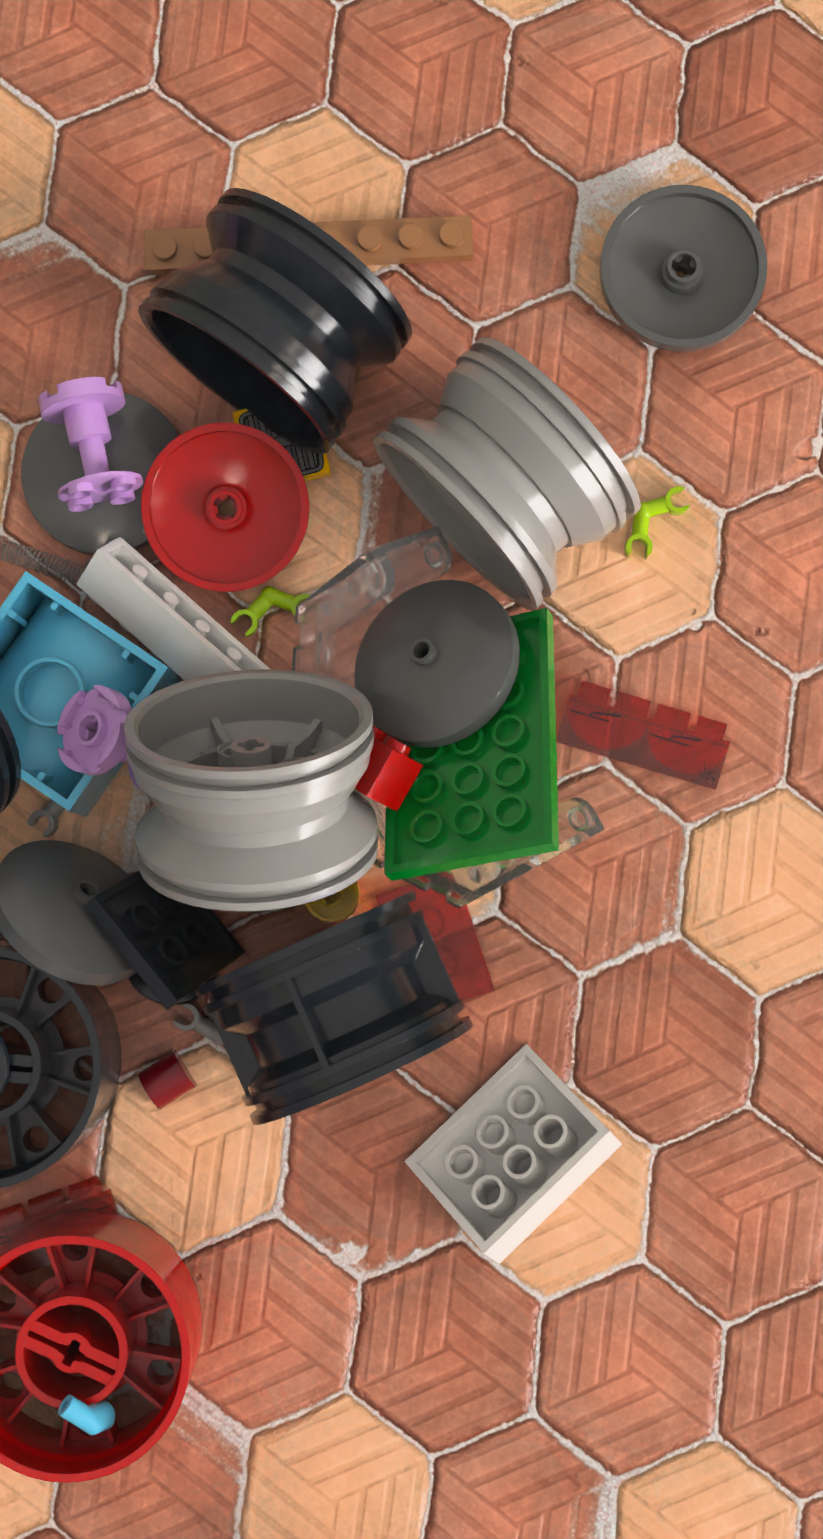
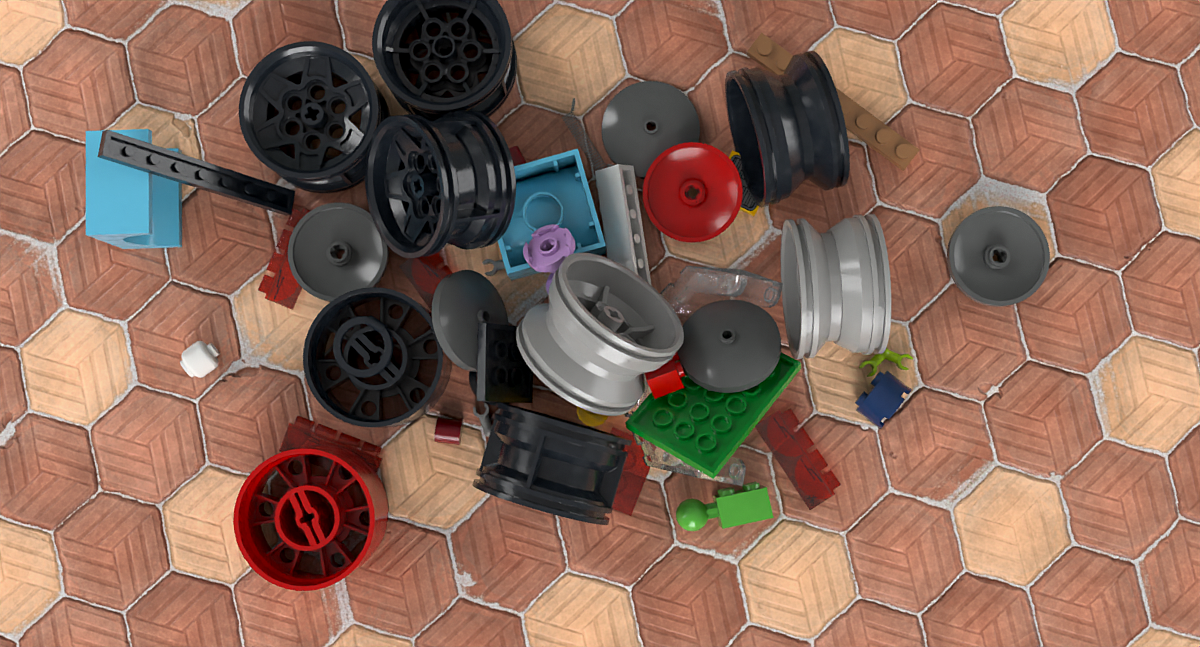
camera: 45 degrees right, 0 degrees up
(84, 410) = (664, 95): lavender piece -> none
(89, 1418) = (291, 554): medium azure arm -> none
(268, 597) = (678, 249): lime arm -> none
(512, 1154) = (576, 597): white slope -> none
(609, 872) = (729, 507): none -> bright green brick
(689, 569) = (882, 399): none -> dark blue brick

